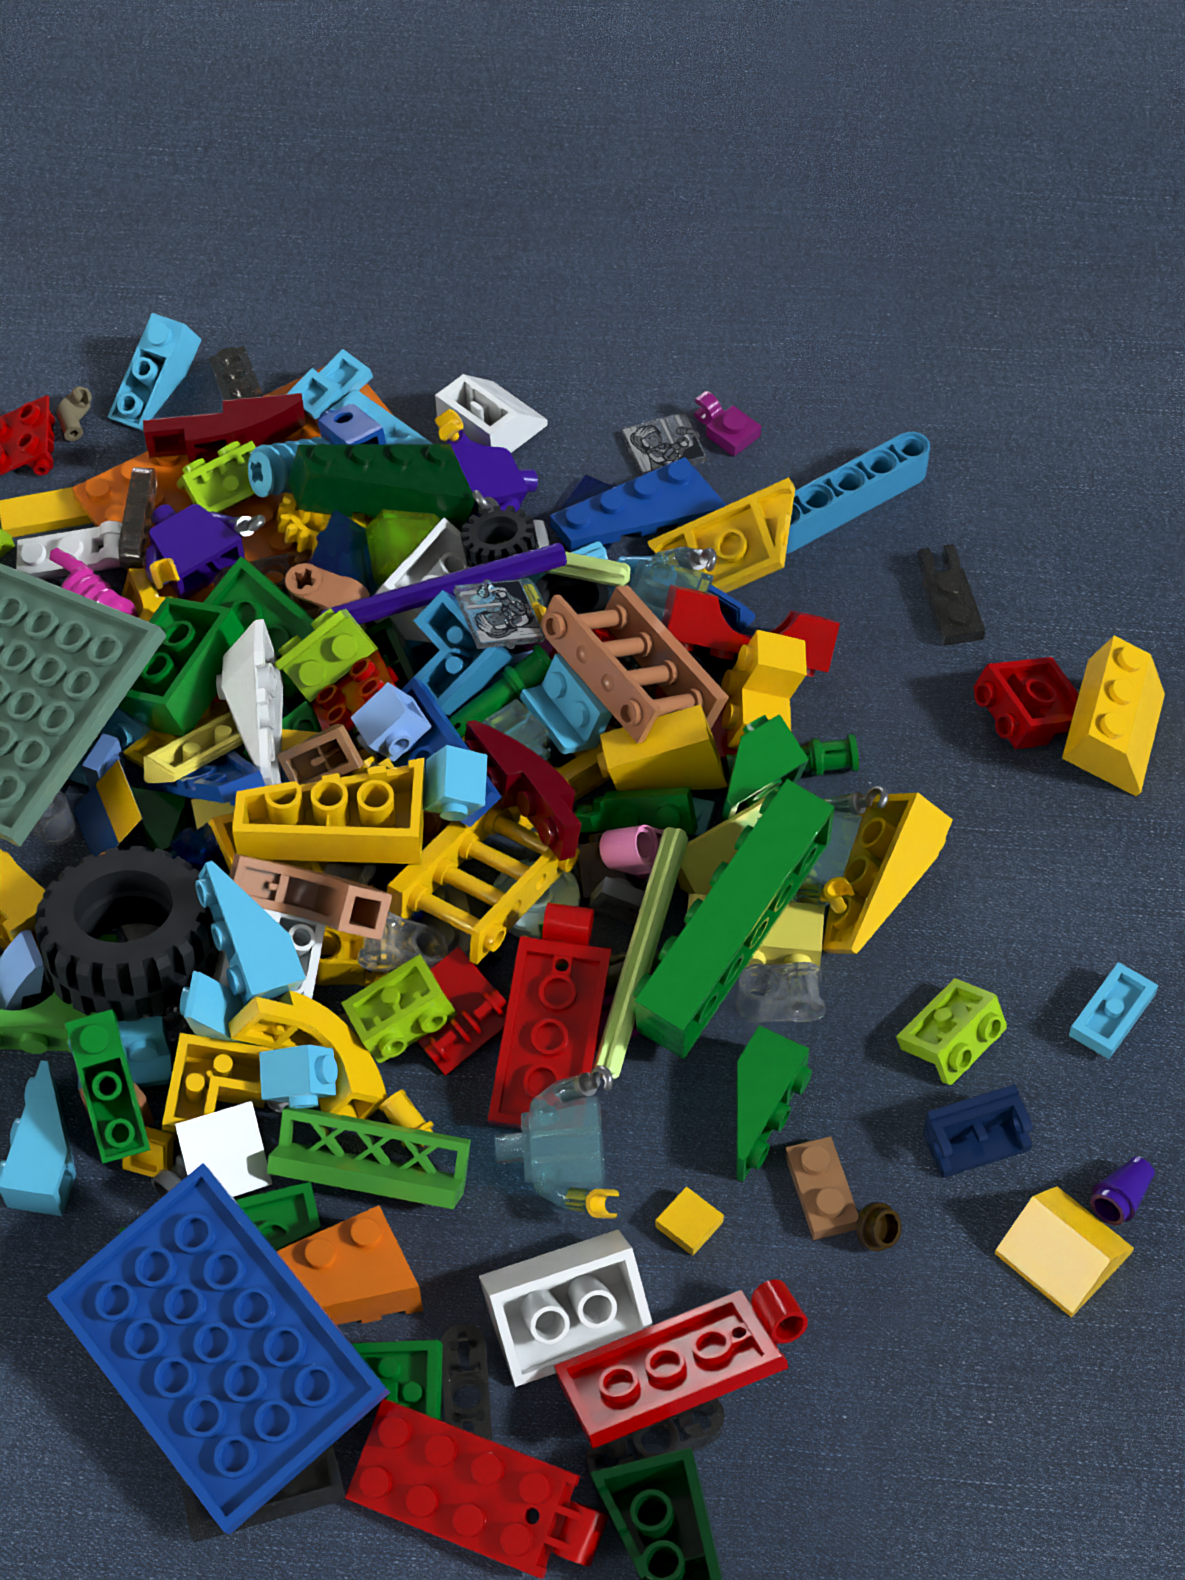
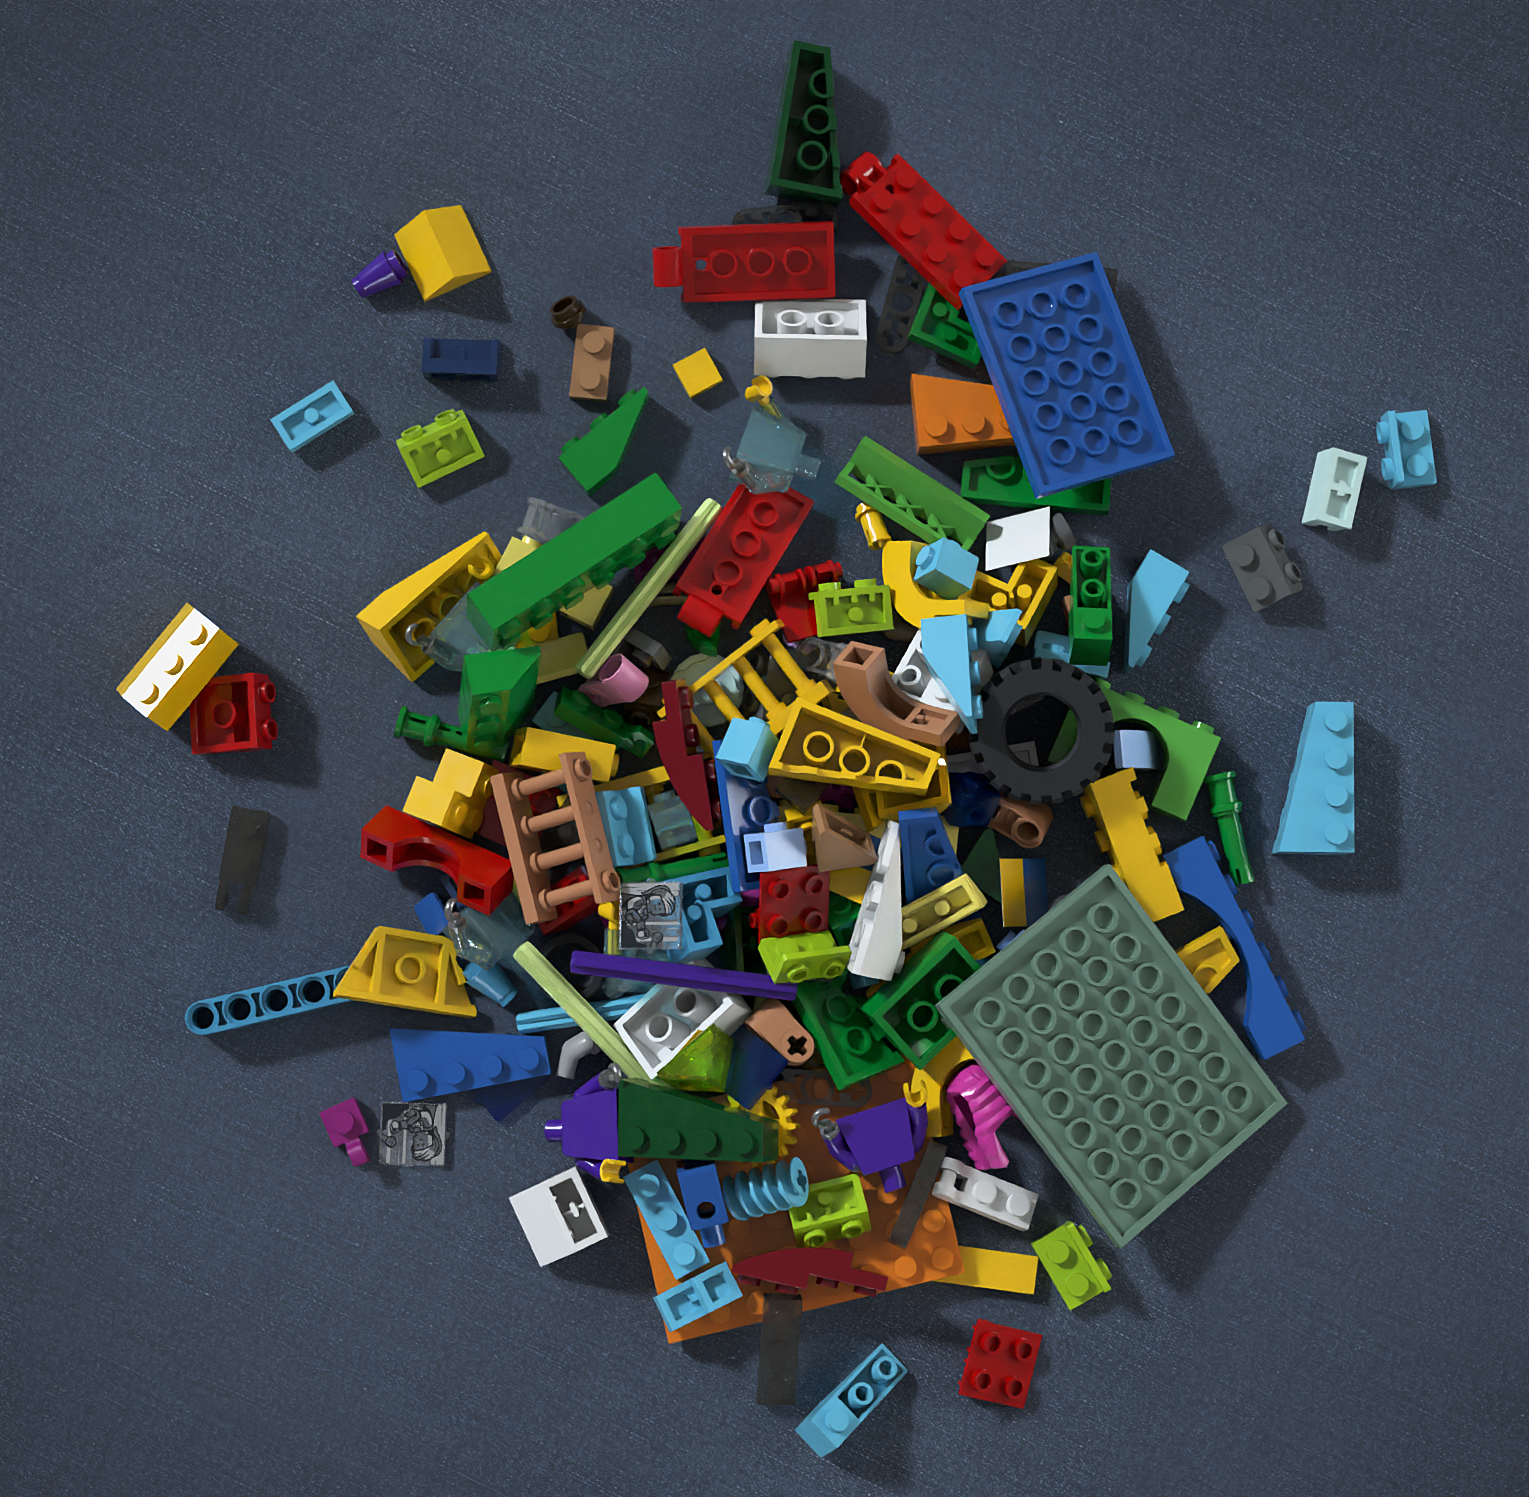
camera: 165 degrees left, 30 degrees up
(71, 410) = (941, 1386): dark tan arm -> none
(497, 526) = (617, 1049): black tyre -> none

